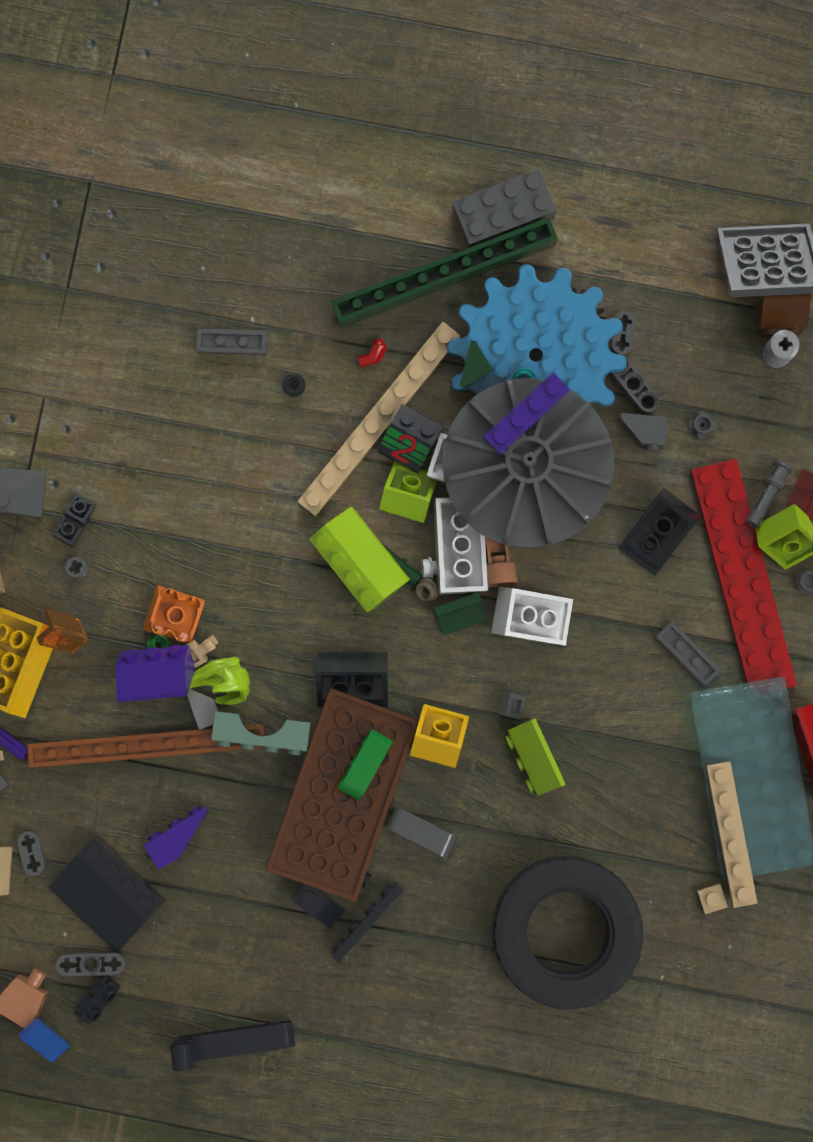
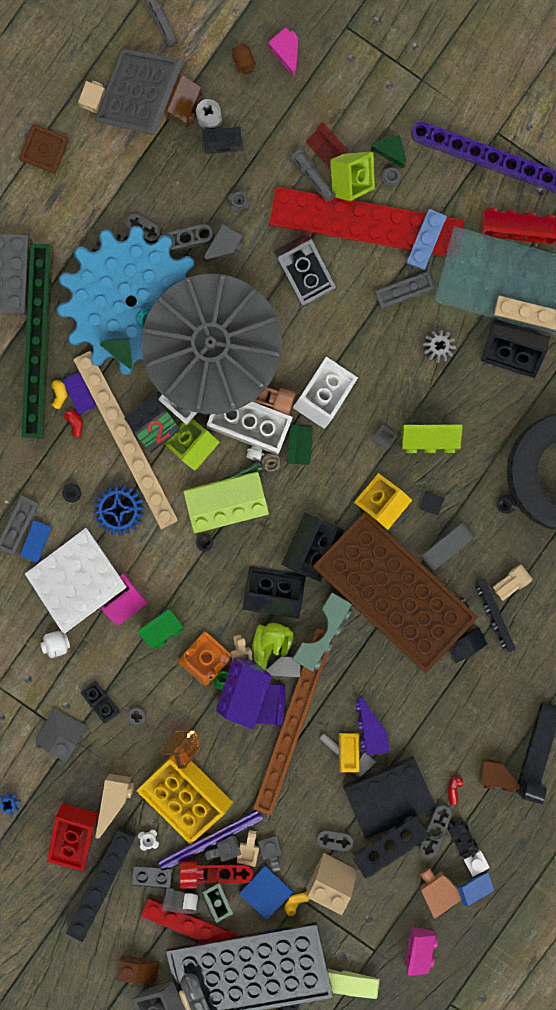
camera: 75 degrees left, 5 degrees up
(74, 1029) = (477, 864): none -> white plate
(78, 946) = (419, 835): none -> black brick
(117, 441) = (55, 644): none -> white head
(126, 844) = (365, 760): none -> light grey piece
(137, 824) = (349, 752): none -> yellow tile
(145, 963) = (452, 790): none -> red arm
(153, 713) = (272, 706): none -> dark purple slope
(185, 1005) = (495, 774): none -> reddish brown slope
(186, 549) = (161, 628): none -> green slope
(197, 431) = (75, 580): none -> white plate
(198, 490) = (124, 603): none -> dark pink slope
(222, 370) = (36, 541): none -> blue tile
(282, 658) = (274, 592): none -> black slope
(307, 439) = (118, 501): none -> blue gear
(307, 550) = (200, 538): none -> black bush
(364, 764) = (380, 565): green beam -> none
(399, 324) = (60, 392): none -> yellow arm
(408, 345) = (79, 393): none -> dark purple tile
(417, 927) = (516, 579): none -> tan piece
(462, 792) = (432, 503): none -> black tile
(493, 875) = (502, 507): none -> black plate
(526, 414) = (175, 328): dark purple plate -> none
(649, 715) = (442, 352): none -> light grey gear
(659, 187) = (44, 149): none -> reddish brown tile
(679, 808) = (515, 348): none -> black slope
(741, 213) = (92, 96): none -> tan brick
(755, 652) = (426, 239): none -> medium blue plate
(760, 376) = (222, 140): none -> black brick

